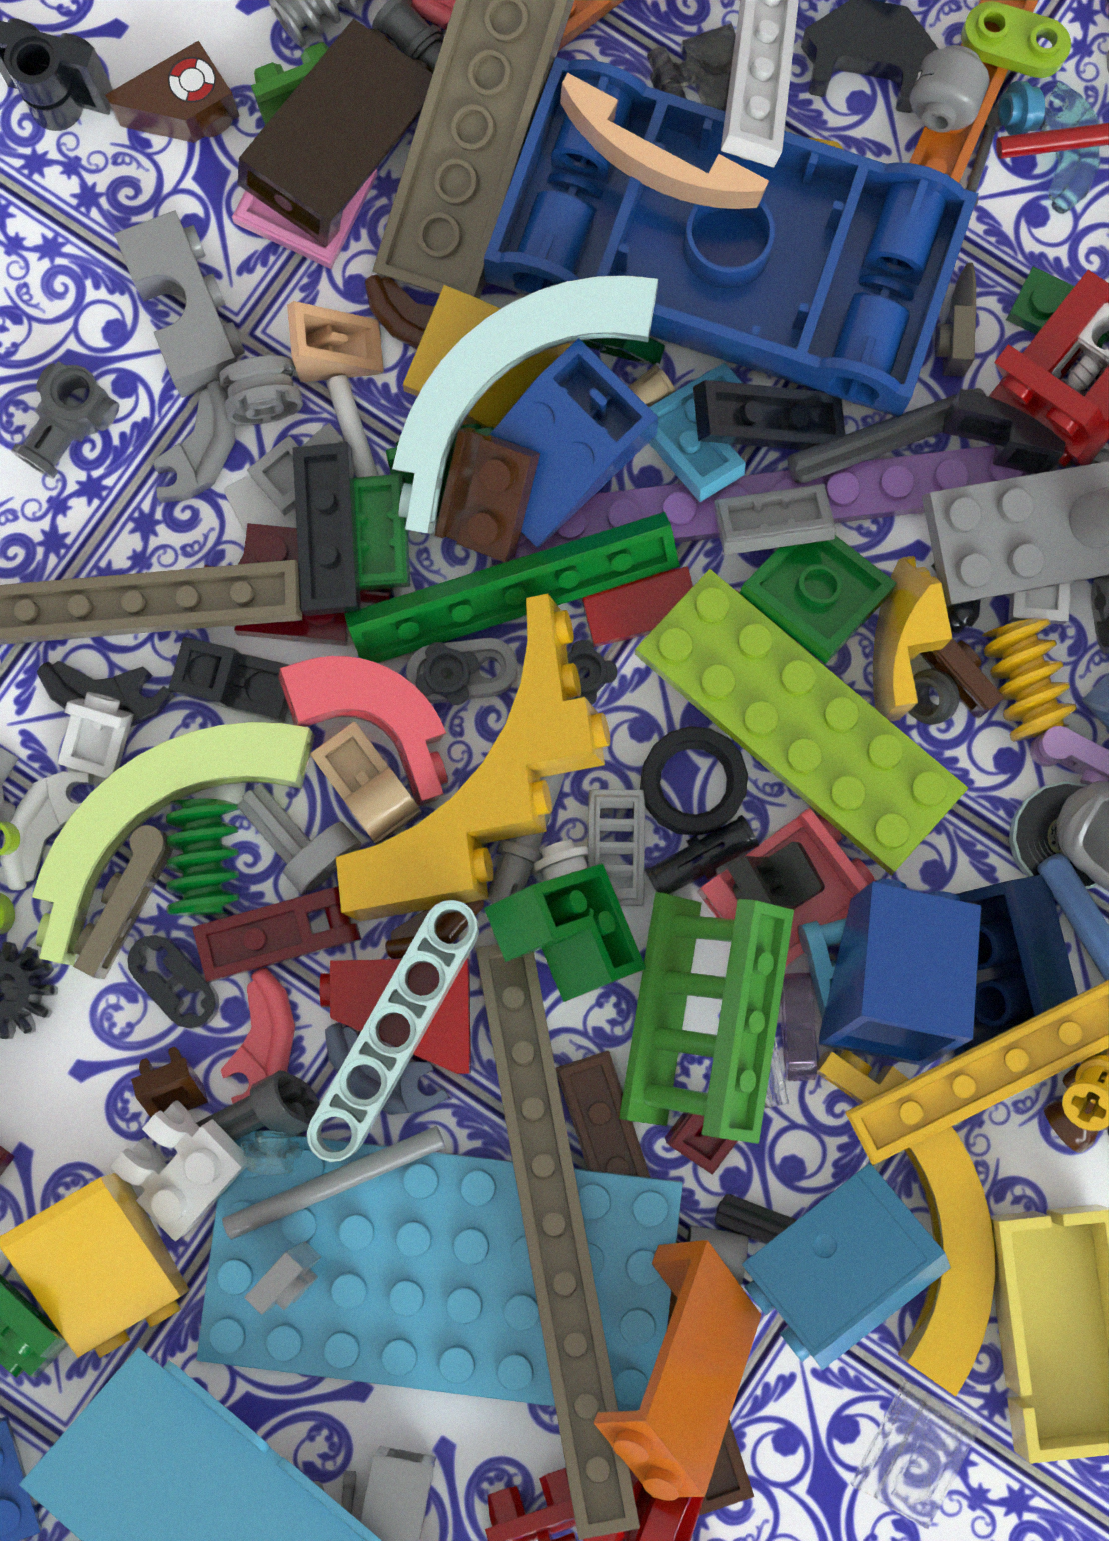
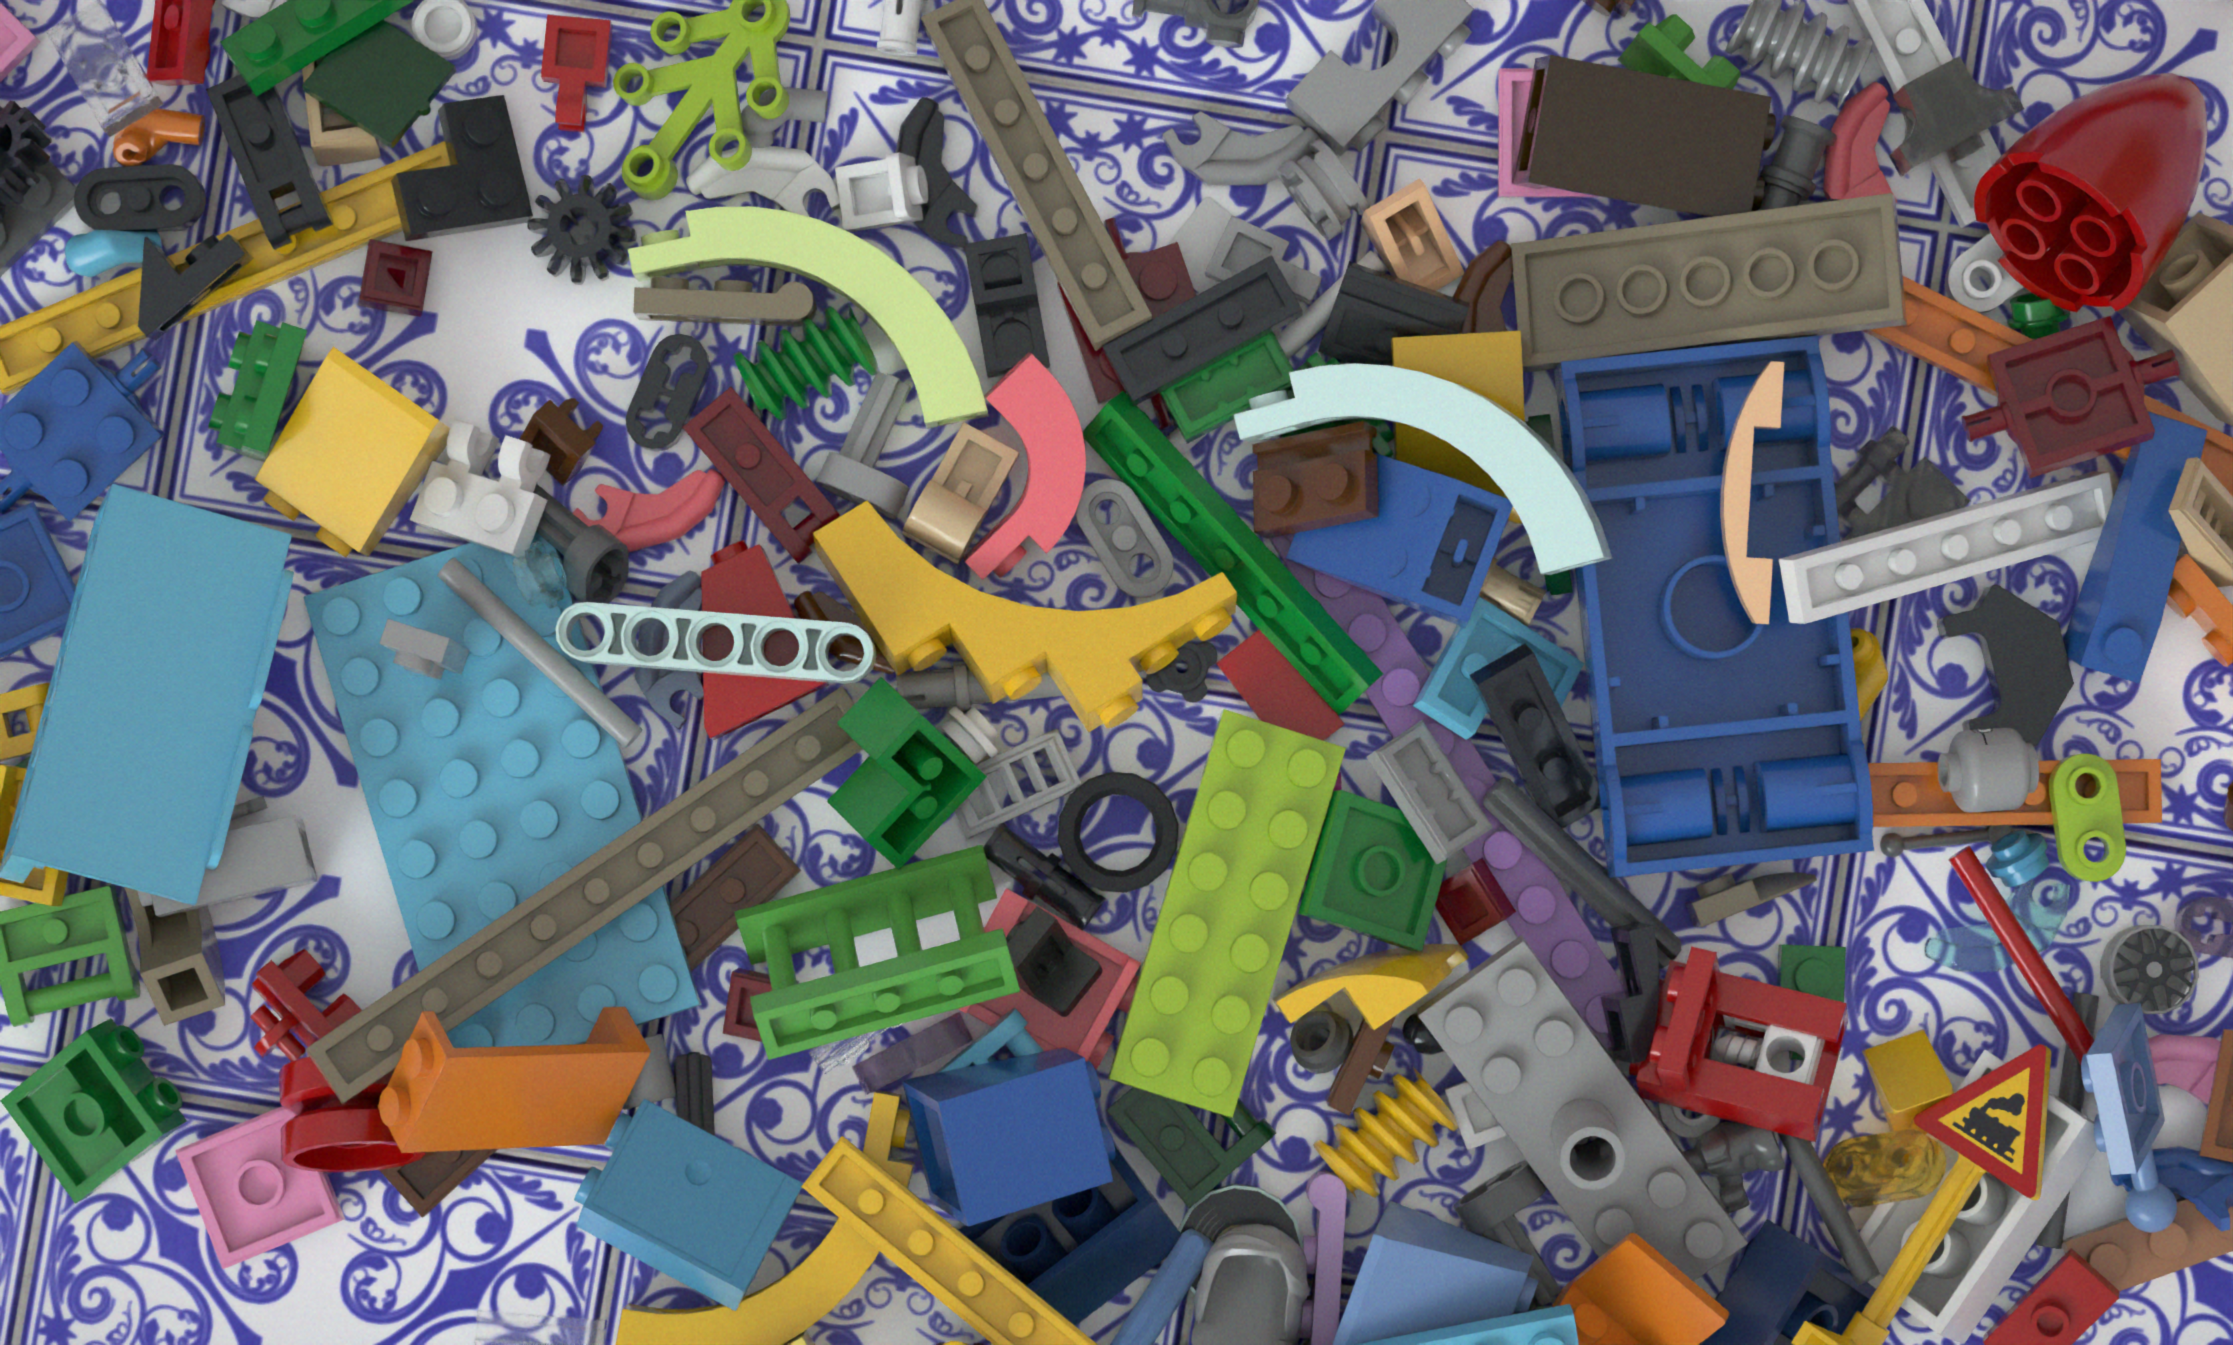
camera: 65 degrees right, 5 degrees up
(374, 391) = (1381, 307): none -> black plate
(441, 658) = (1096, 513): black plate -> none
(873, 529) = (1472, 902): none -> dark red tile
(966, 843) = (1182, 1145): none -> dark green plate

